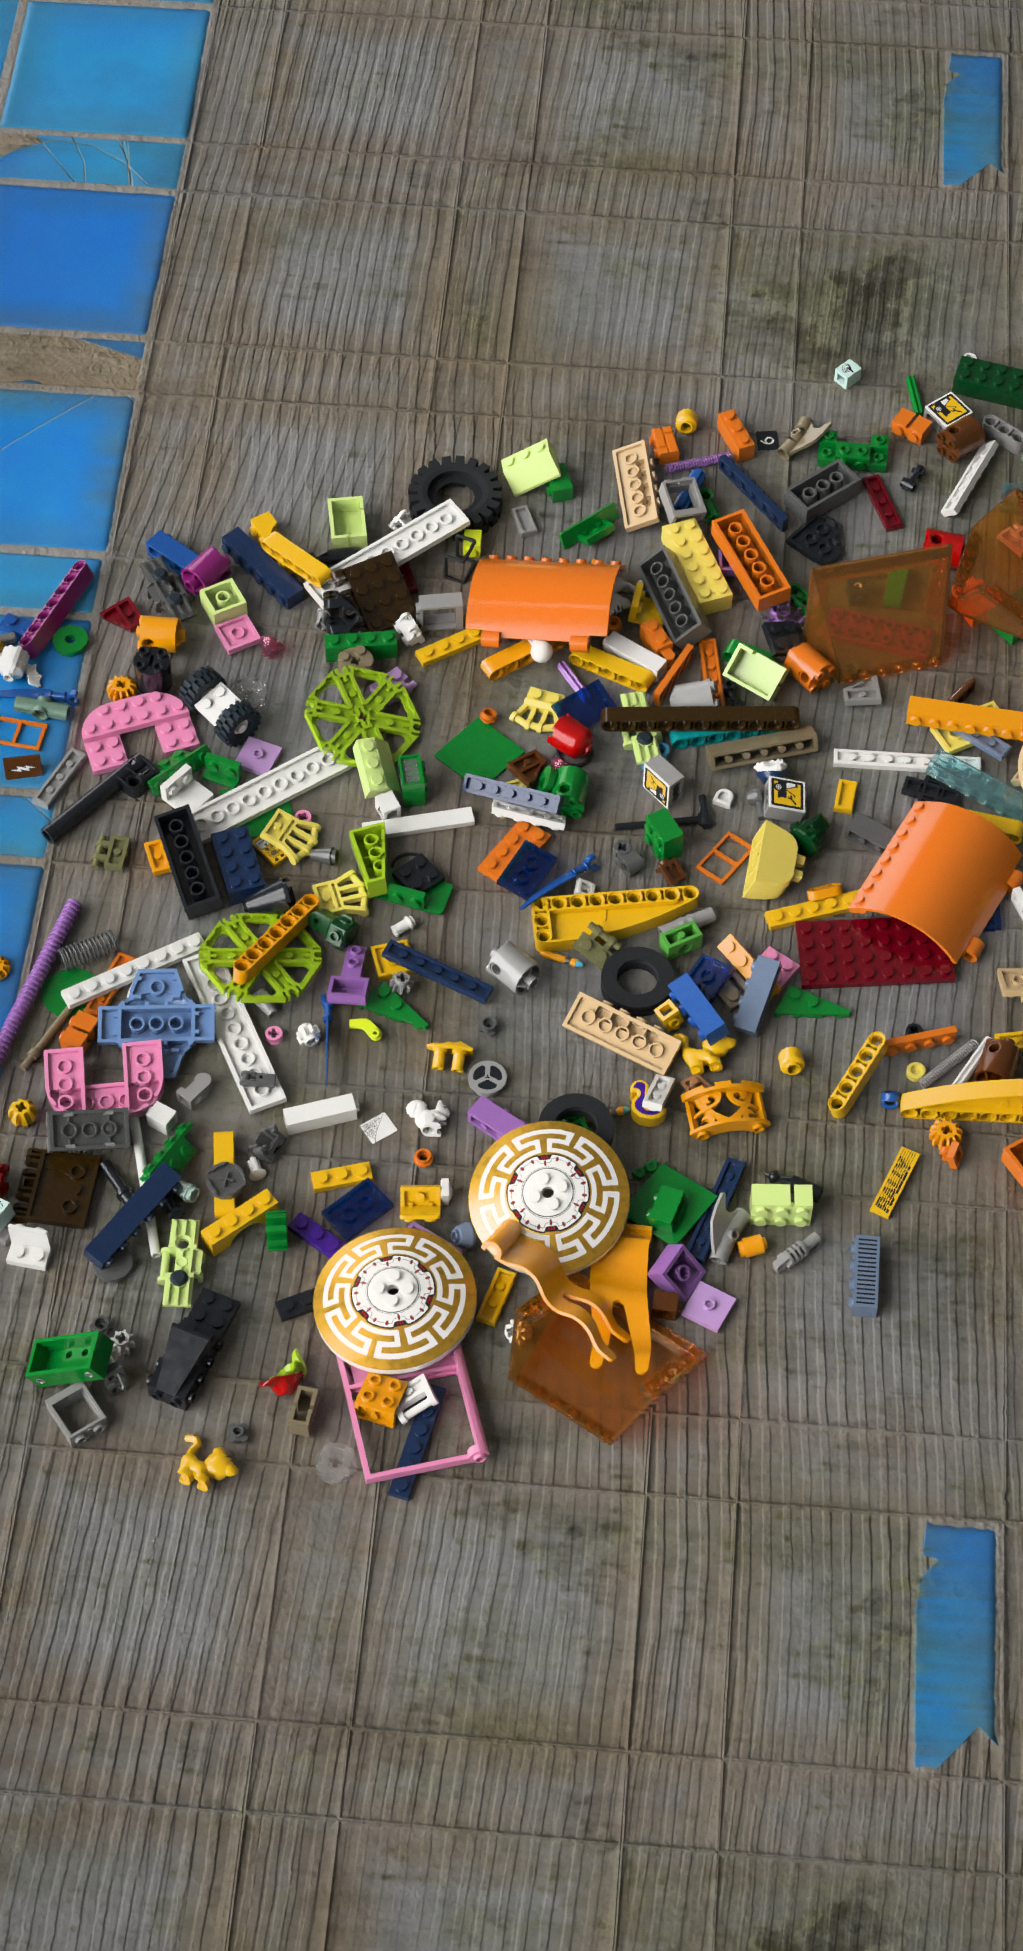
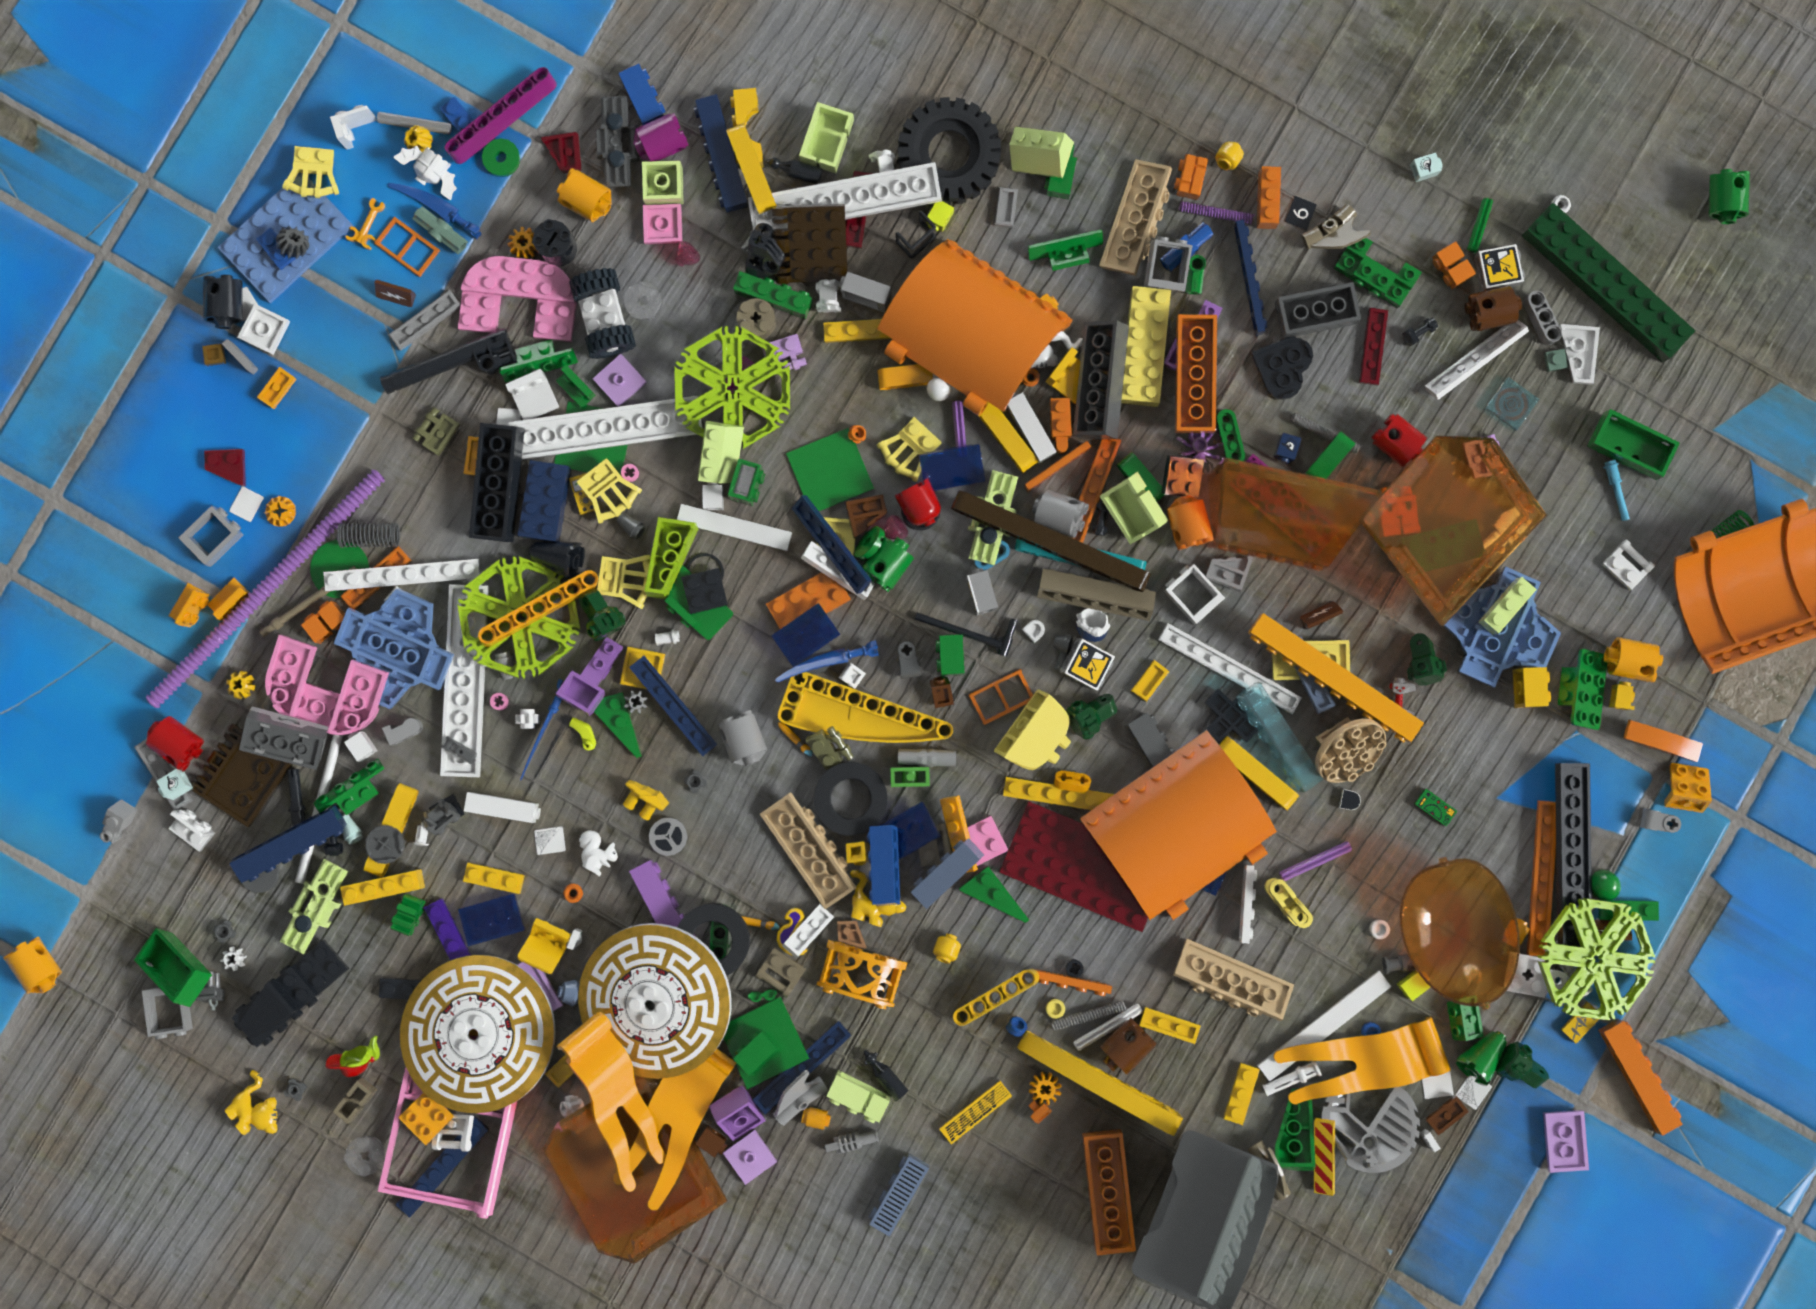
camera: 30 degrees right, 30 degrees up
(654, 1139) = (783, 966): none -> dark tan plate
(848, 707) = (1217, 596): none -> white window

